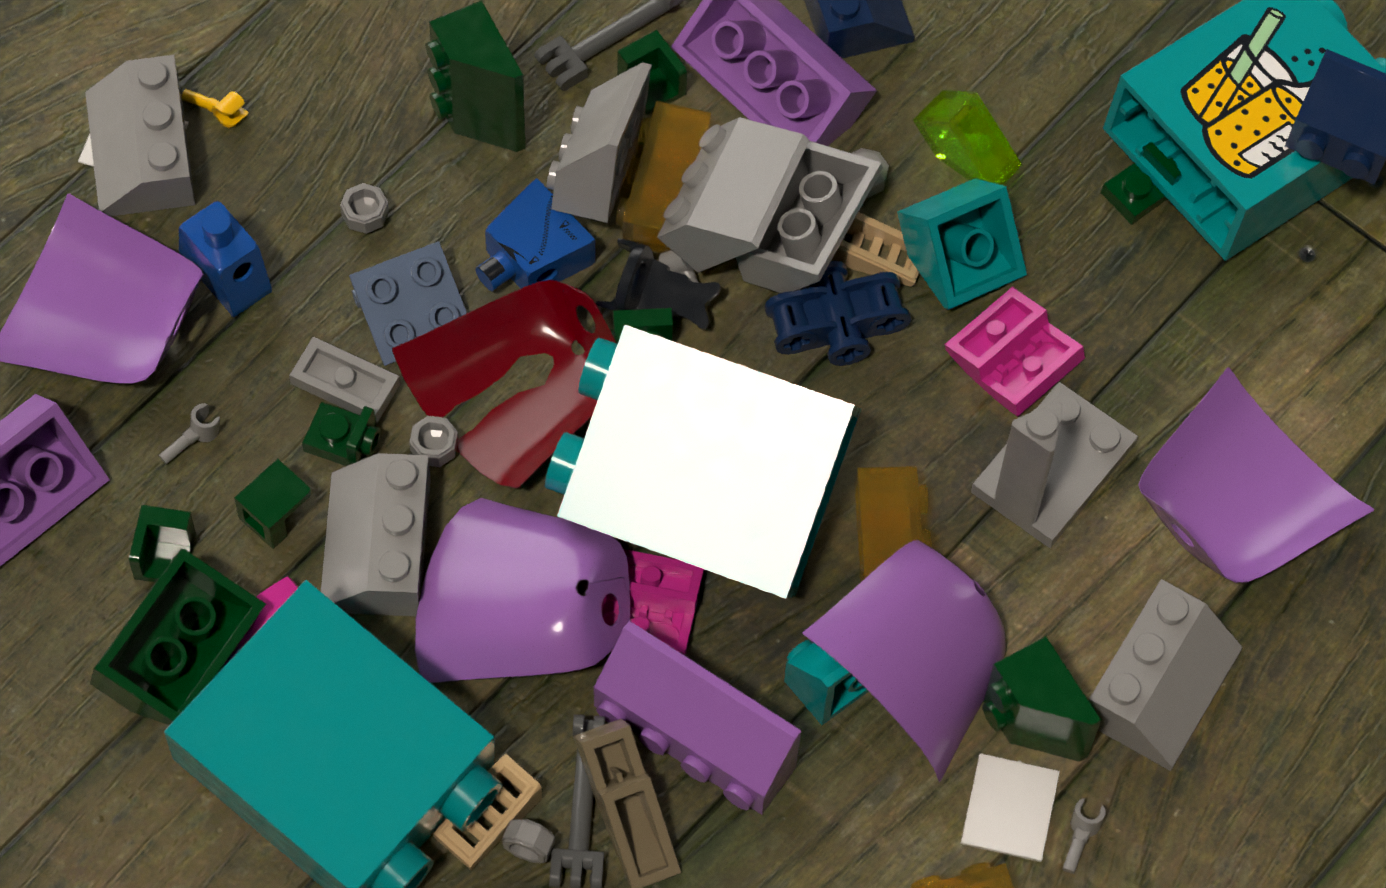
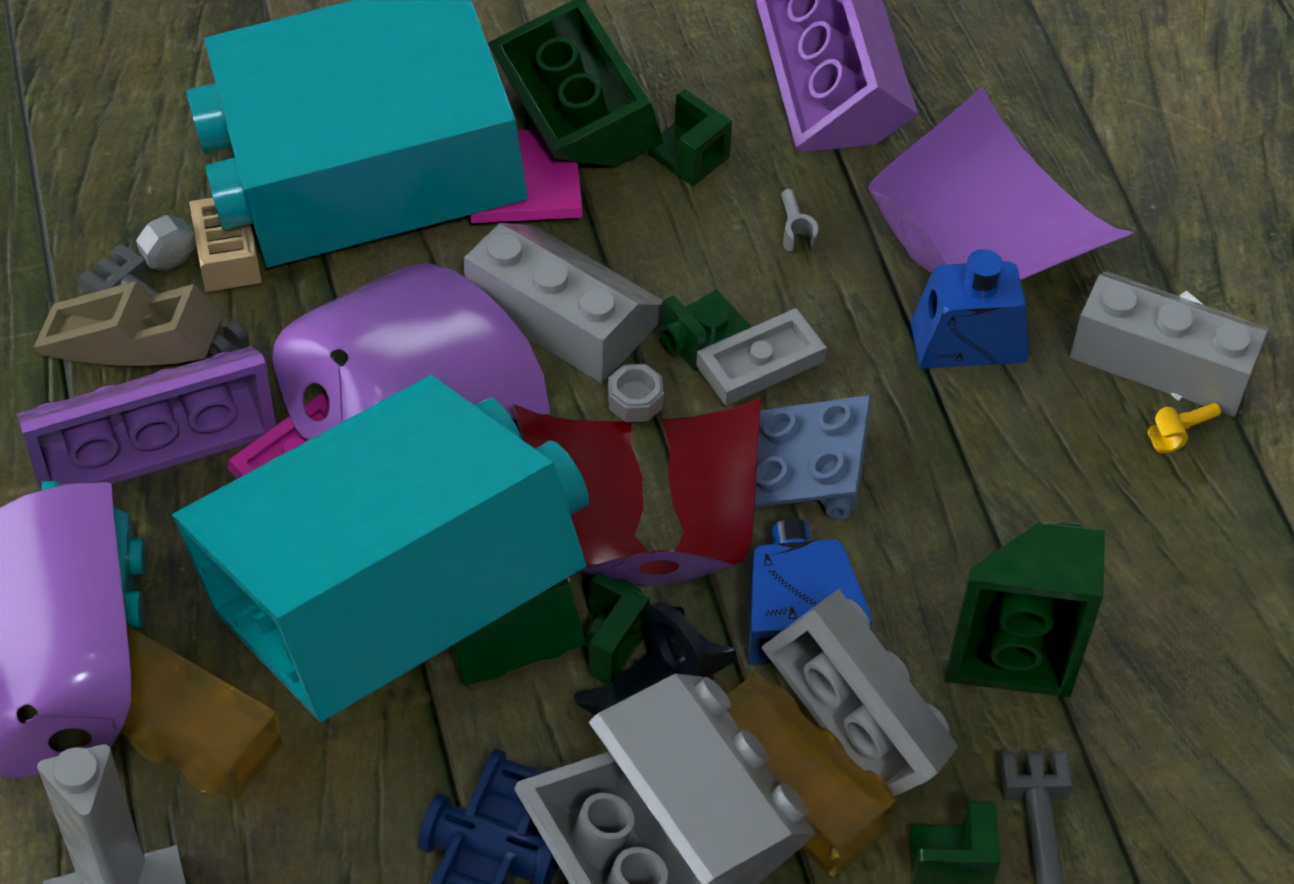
camera: 125 degrees right, 10 degrees down
(270, 500) = (665, 222): dark green panel -> none
(364, 208) = (958, 478): light grey tile -> none

